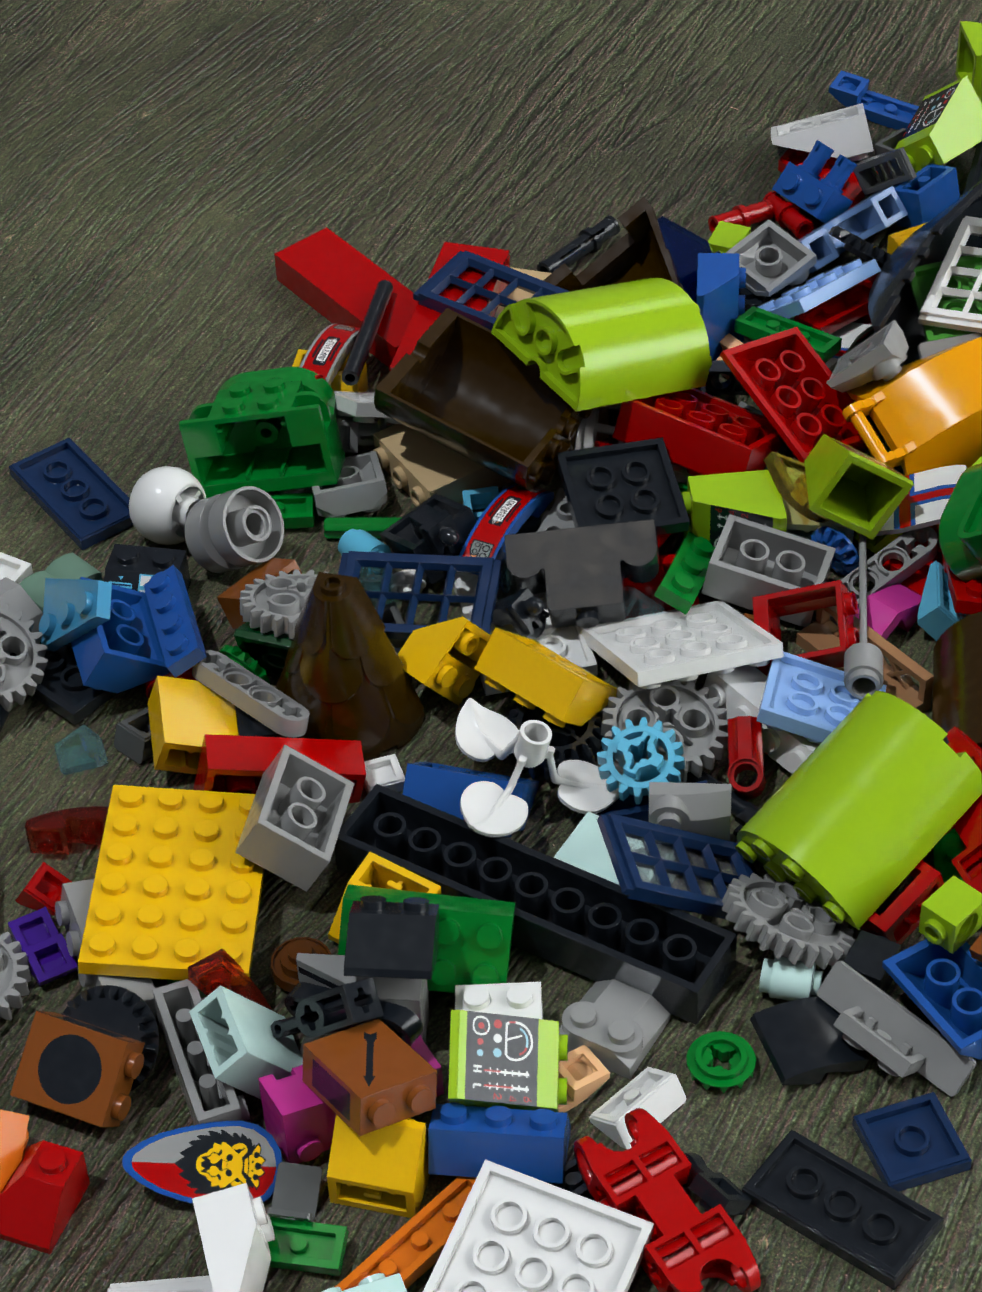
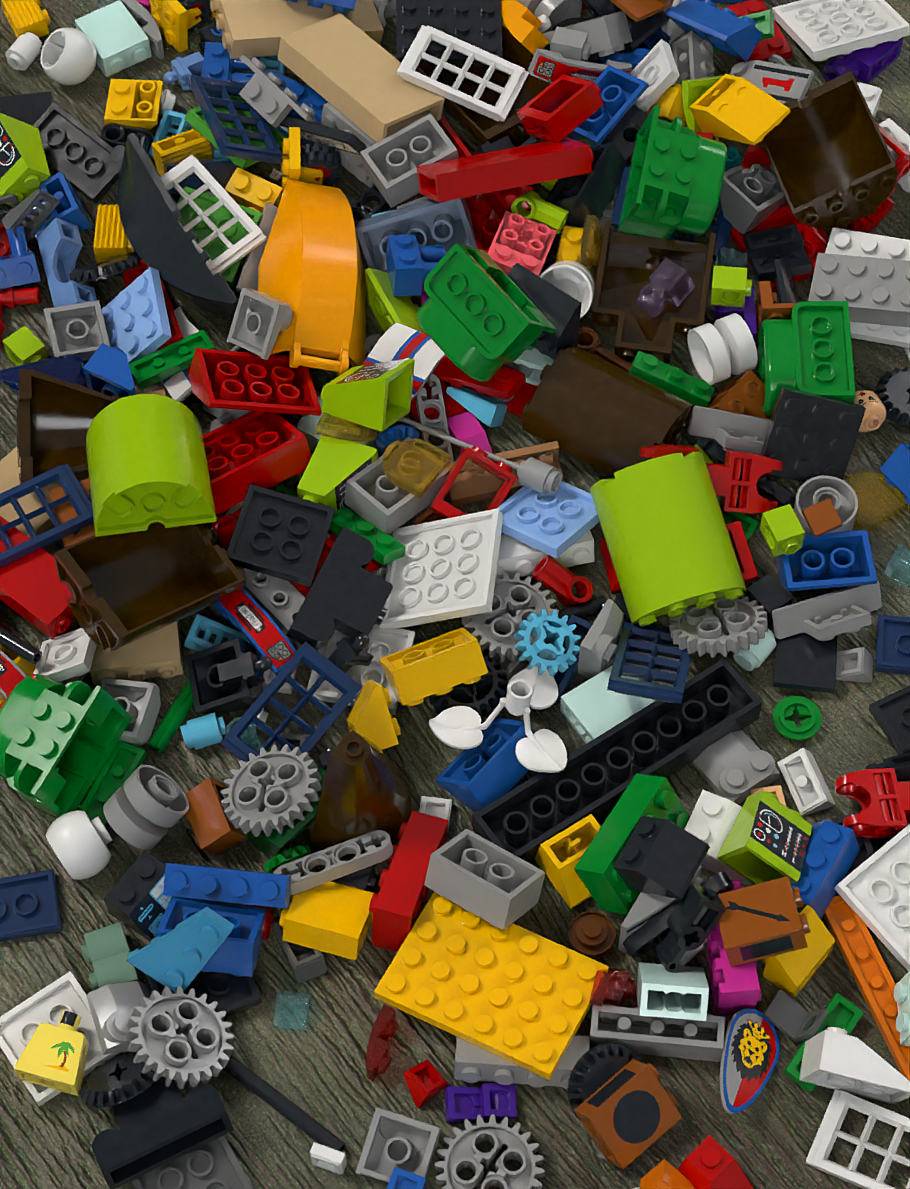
camera: 65 degrees left, 15 degrees up
(794, 559) = (414, 465): none -> clear yellow tile
(842, 1098) = (854, 665): none -> light grey slope

